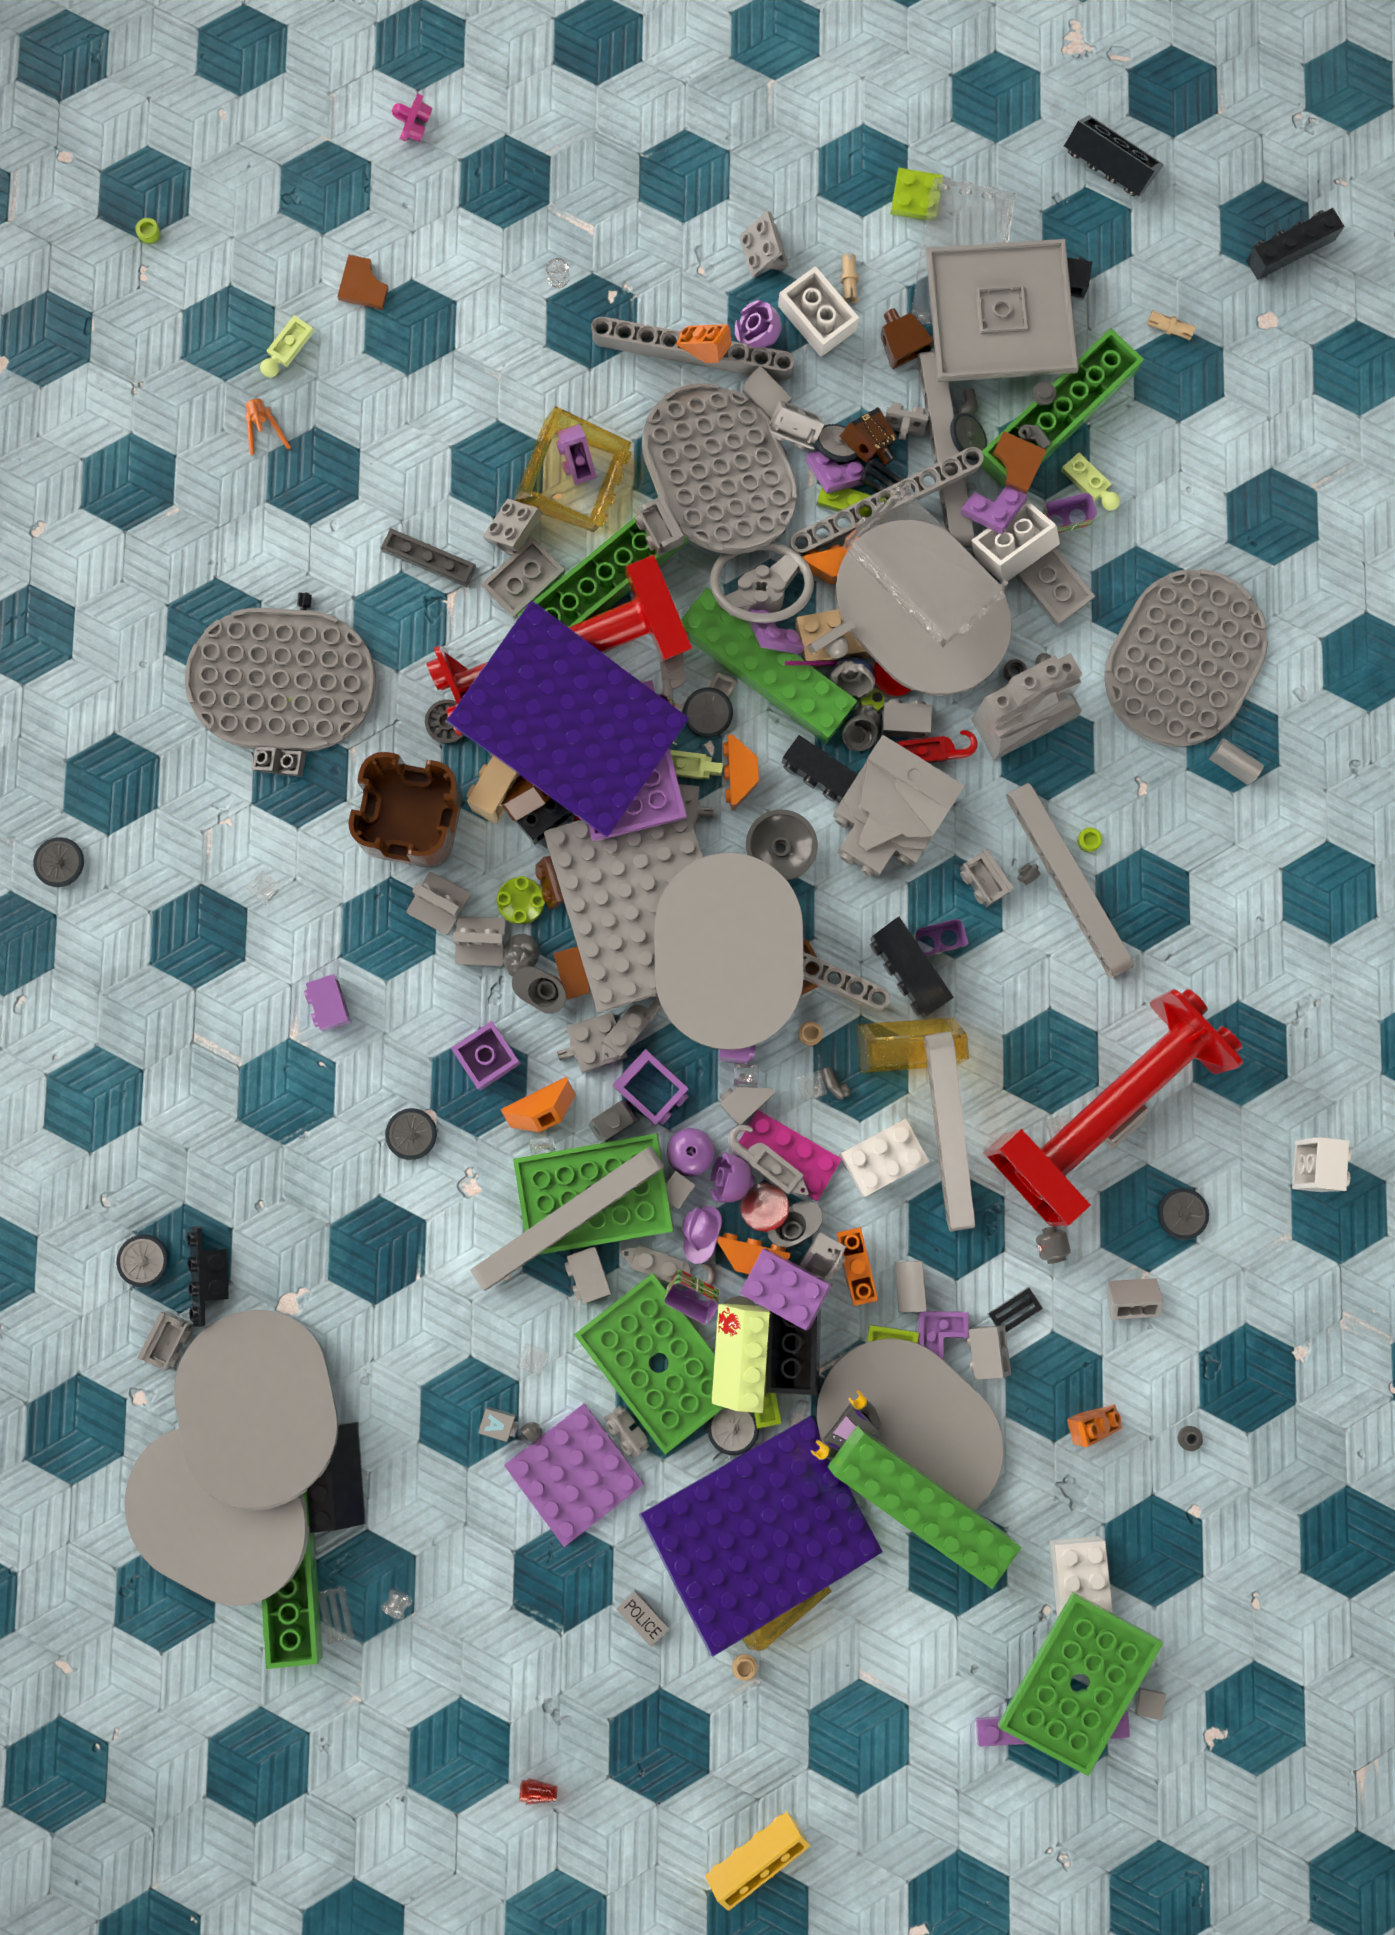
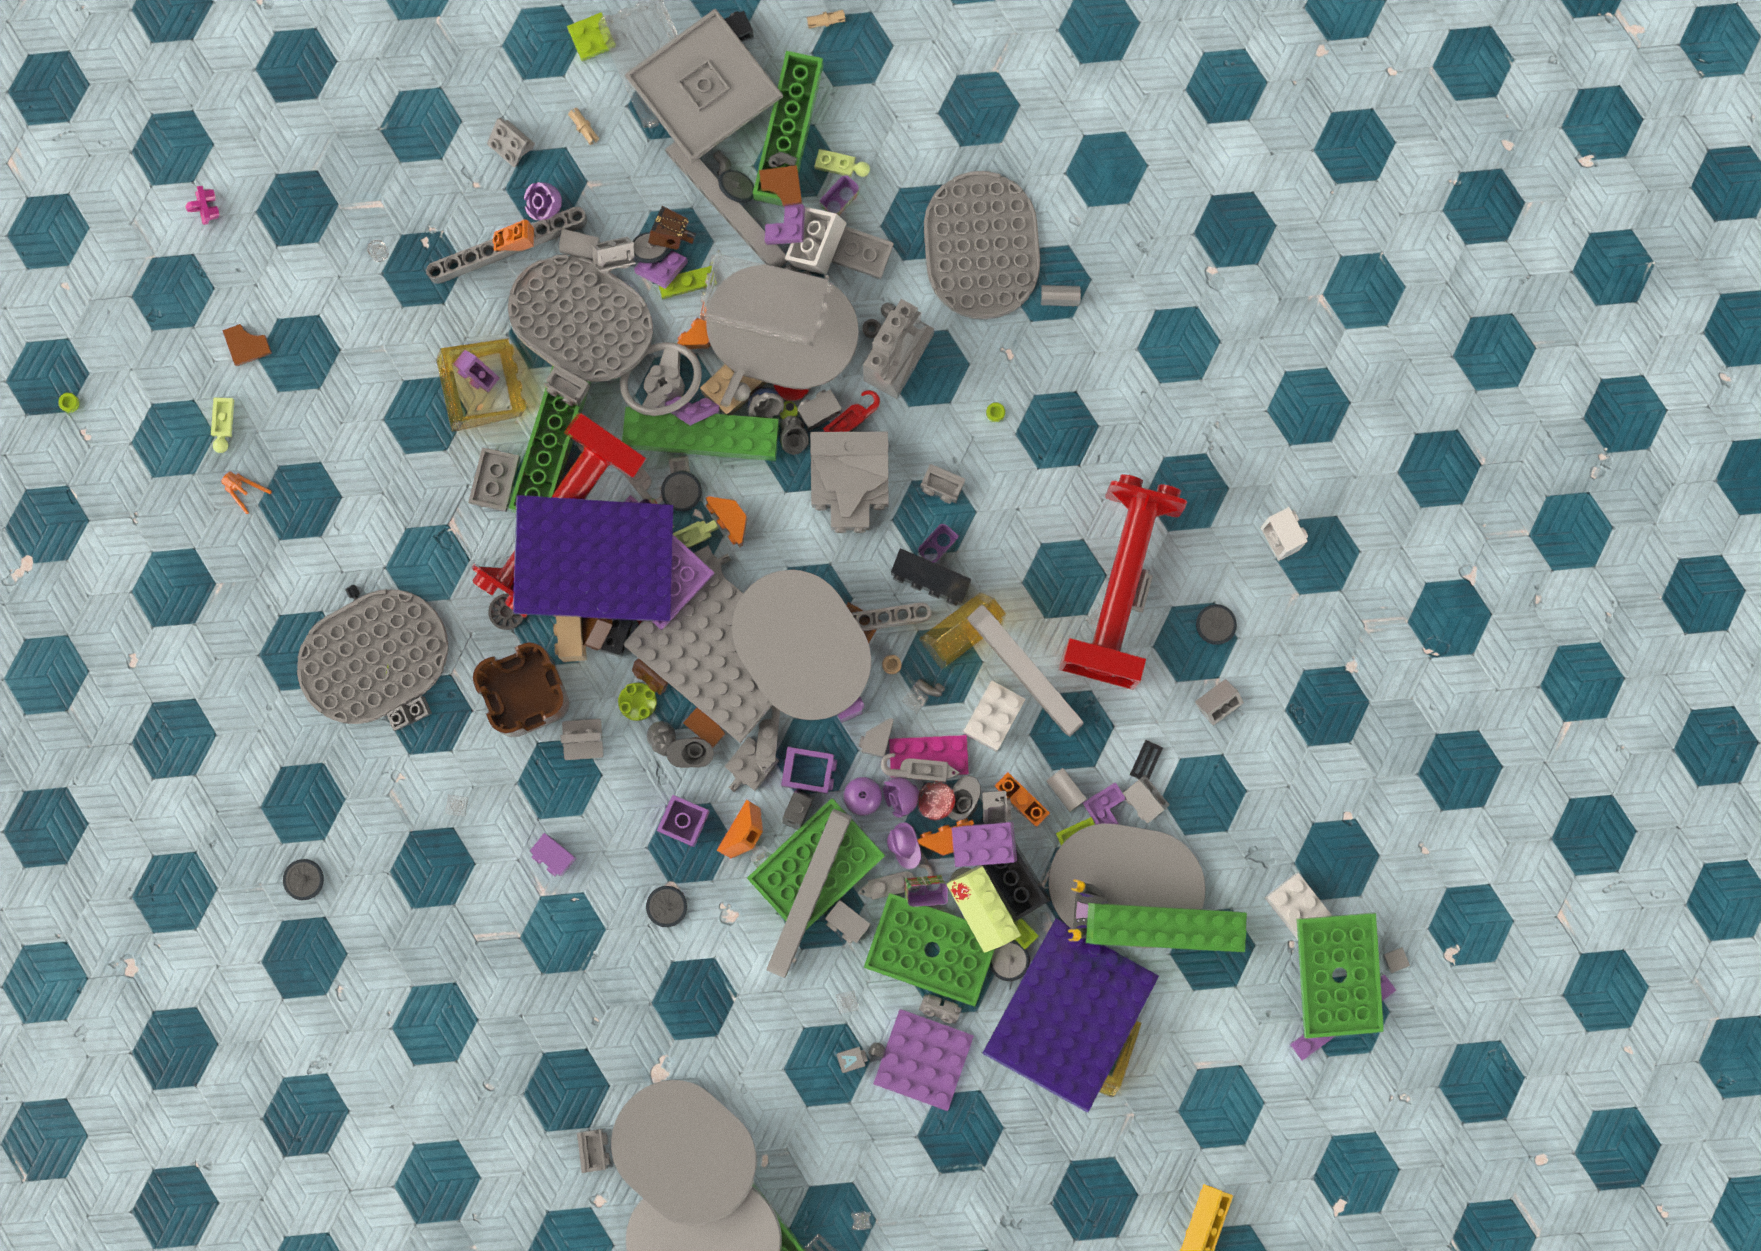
camera: 25 degrees left, 0 degrees up
(142, 1260) = (541, 1108): light grey wheel -> none
(208, 1275) = (591, 1089): black bracket -> none
(338, 1495) = (774, 1173): black slope -> none
(428, 557) = (418, 507): dark grey tile -> none
(479, 941) = (627, 747): light grey bracket -> none
(512, 526) = (463, 448): light grey plate -> none
(642, 1618) = (1030, 1123): light grey tile -> none
(678, 1189) = (871, 826): light grey brick -> none
(744, 1667) = (1117, 1110): tan plate -> none
(746, 1075) = (866, 721): clear plate -> none
(784, 829) = (786, 537): dark grey dish -> none
(810, 662) = (730, 413): magenta axle -> none
(818, 311) = (577, 164): white brick -> none
(818, 769) = (781, 482): black brick -> none
(882, 470) = (683, 254): black tile -> none
(903, 338) = (648, 145): reddish brown torso -> none
(912, 423) = (691, 201): light grey hips -> none
(920, 491) = (701, 275): light grey beam -> none
(1028, 873) = (969, 462): dark grey plate -> none
(1044, 393) = (769, 126): dark grey plate -> none
(1053, 1245) = (1143, 701): dark grey head -> none
(1069, 880) = (999, 448): light grey beam -> none
(1094, 1425) = (1245, 802): orange slope -> none
(1182, 1438) = (1307, 770): dark grey plate -> none

